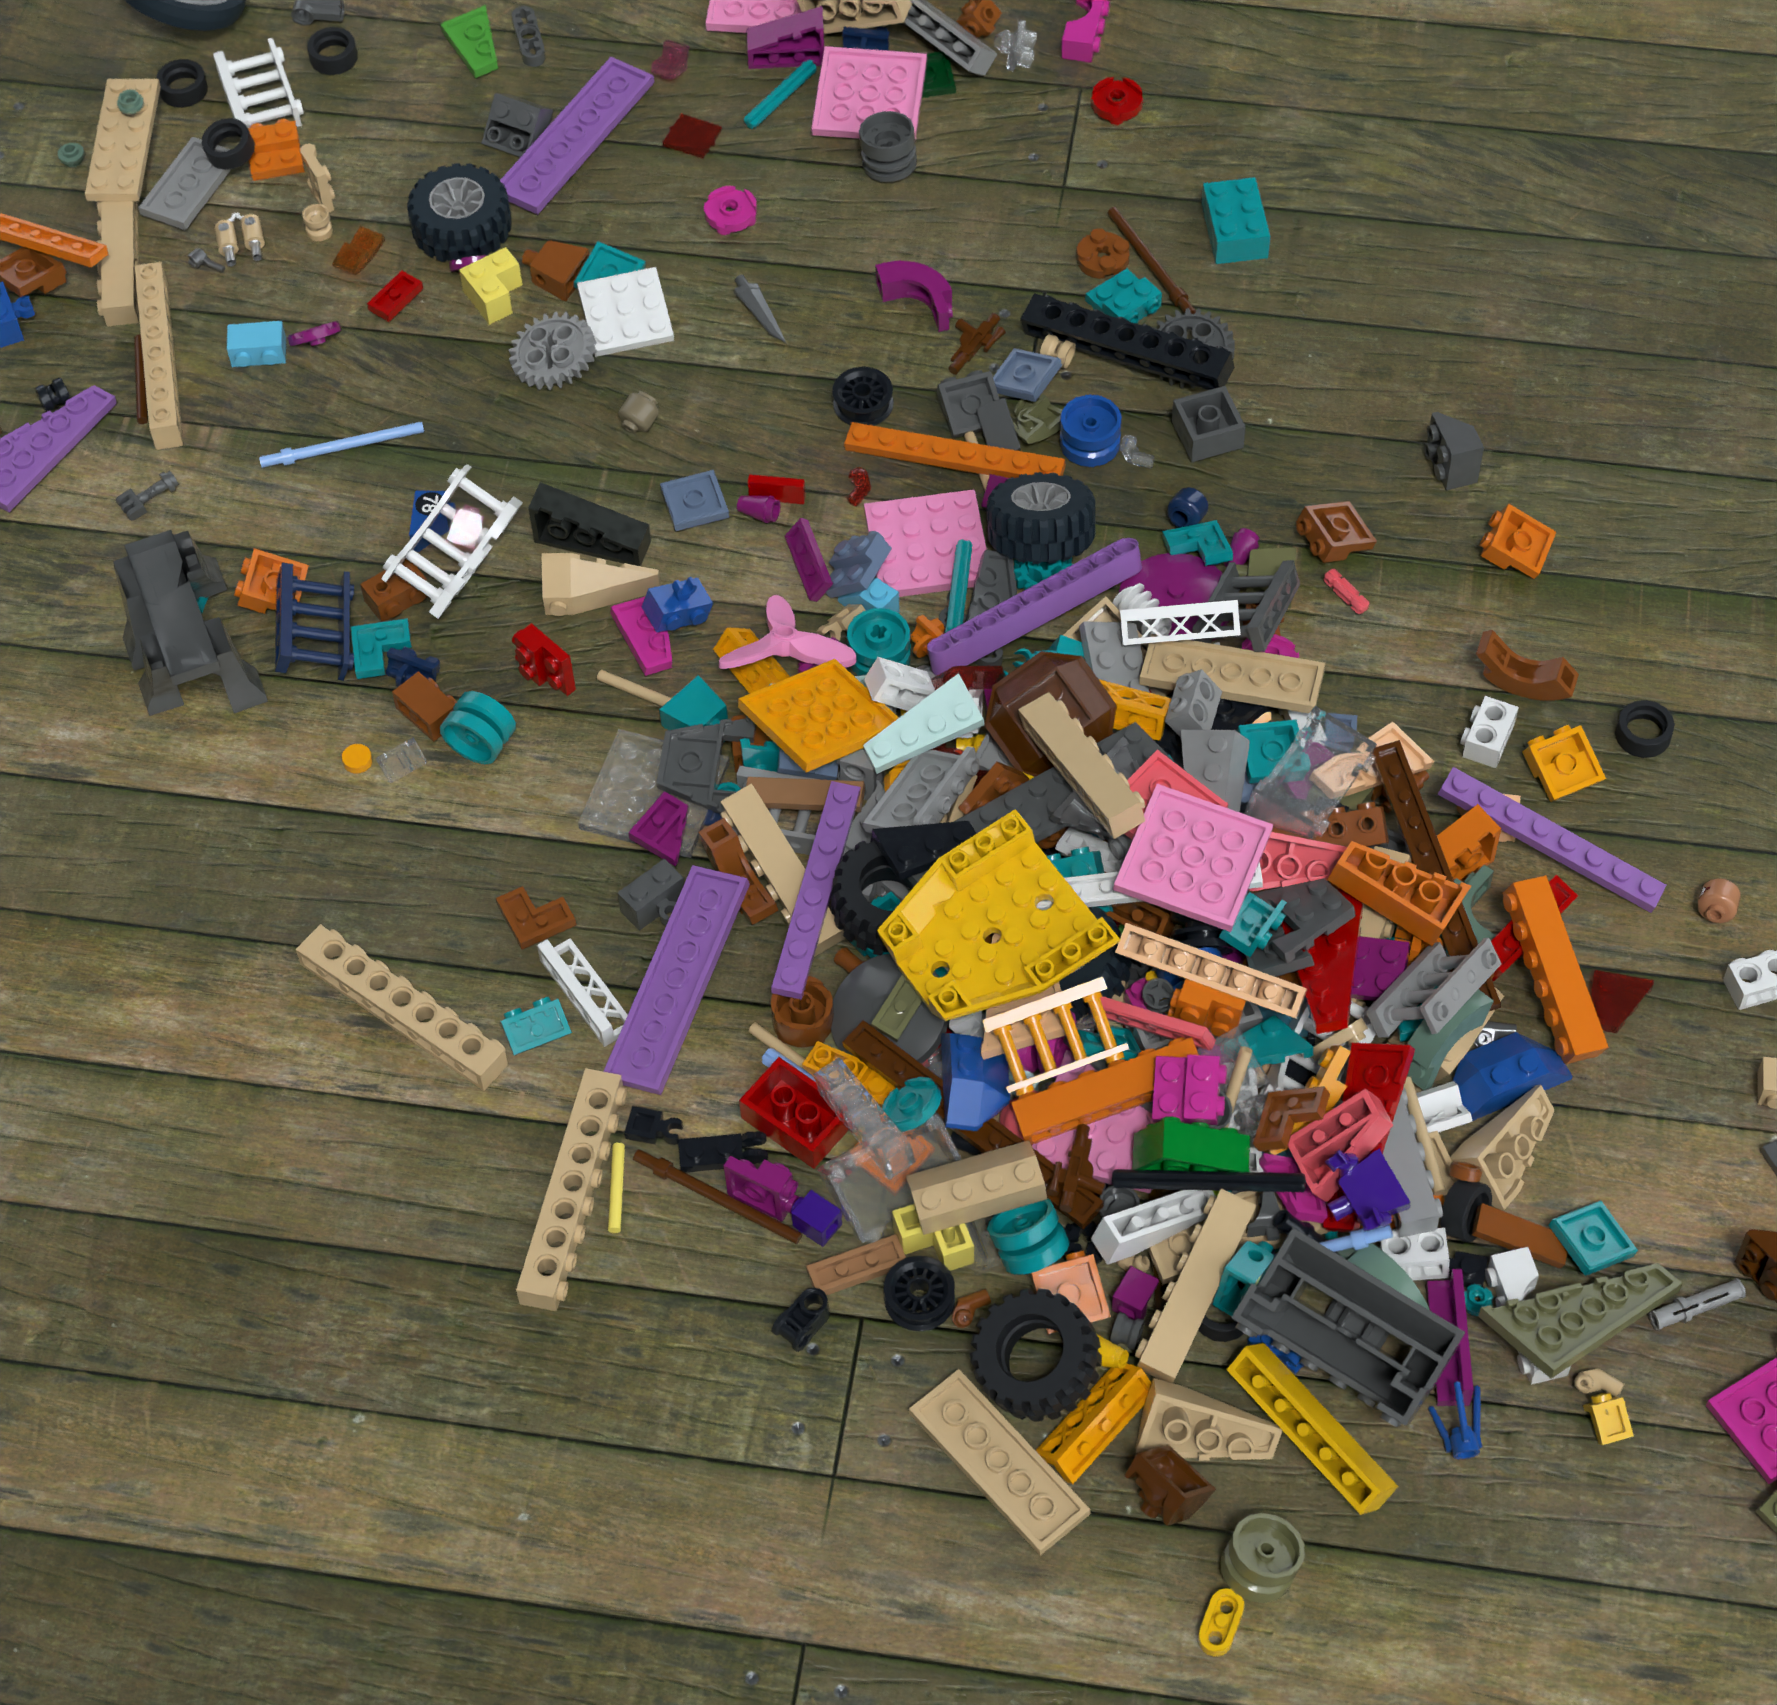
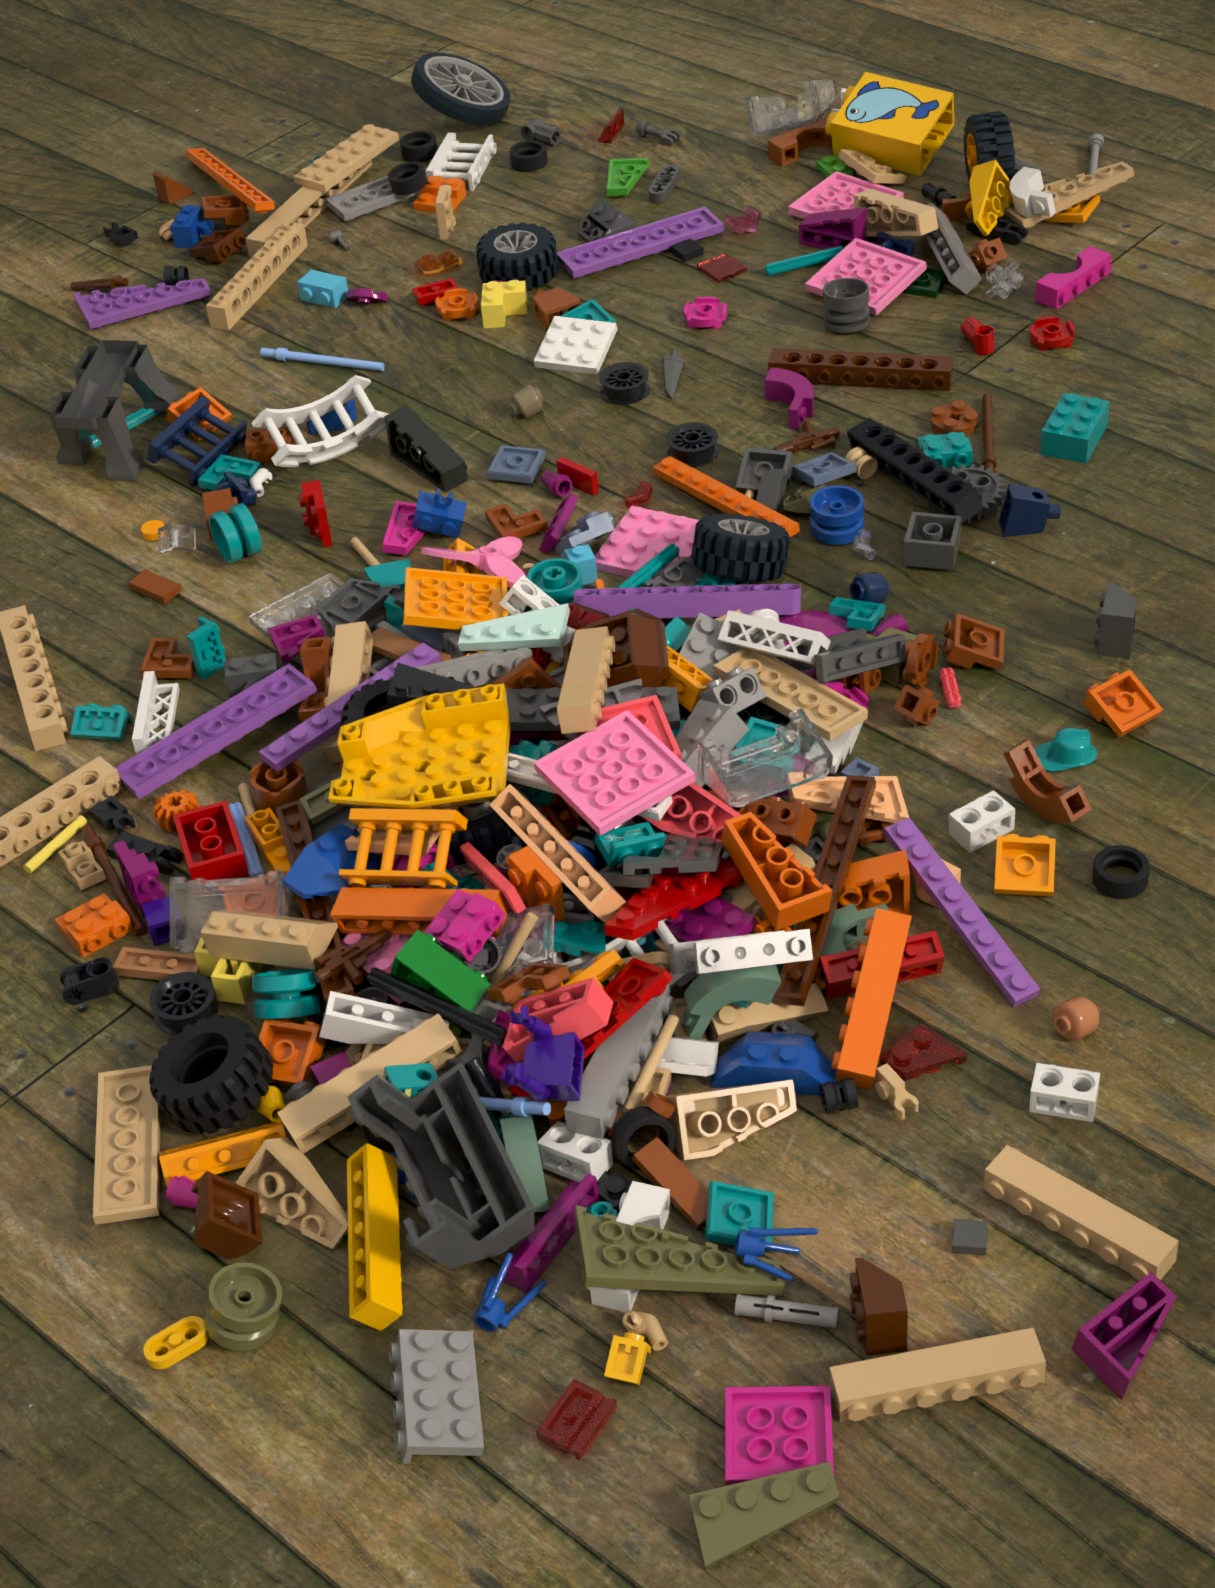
camera: 35 degrees right, 15 degrees down
(65, 327) = (219, 245): none -> reddish brown plate
(130, 102) = (363, 134): sand green plate -> none
(133, 504) = (166, 347): dark grey hinge -> none
(251, 233) = (367, 228): tan piece -> none
(317, 222) = (426, 238): tan wheel -> none
(420, 641) = (261, 476): none -> white arm
(428, 830) = (154, 586): none -> dark orange tile
(435, 316) = (457, 304): none -> orange plate
(465, 526) = (339, 417): bracket -> none
(542, 362) = (504, 350): light grey gear -> none
(579, 882) = (206, 648): none -> teal bracket
(582, 585) = (386, 481): tan wedge -> none
(634, 125) = (687, 250): none -> black piece
(668, 1198) = (81, 865): none -> tan slope
(722, 343) = (624, 383): none -> black wheel
(728, 1087) = (173, 804): none -> orange gear
(746, 1255) = (94, 924): none -> orange plate
(760, 583) = (507, 524): none -> dark orange plate
(864, 1118) = (233, 855): clear brick -> none
(913, 1103) = (273, 859): teal tile -> none
(963, 224) = (866, 368): none -> reddish brown brick
(1053, 133) = (980, 335): none -> red piece
(1103, 1479) = (180, 1192): none -> dark pink cone
(1268, 349) = (1026, 511): none -> dark blue torso
(1307, 574) = (921, 657): none -> dark orange plate
(1336, 638) = (917, 705): none -> dark orange brick
(1480, 1540) = (436, 1394): none -> light grey bracket
(1503, 614) = (1067, 750): none -> teal piece
(1584, 1079) = (838, 1096): none -> black wheel
(1611, 1495) = (576, 1419): none -> clear red plate
(1625, 1049) = (892, 1088): none -> tan plate
(1638, 1261) = (751, 1245): none -> blue plant

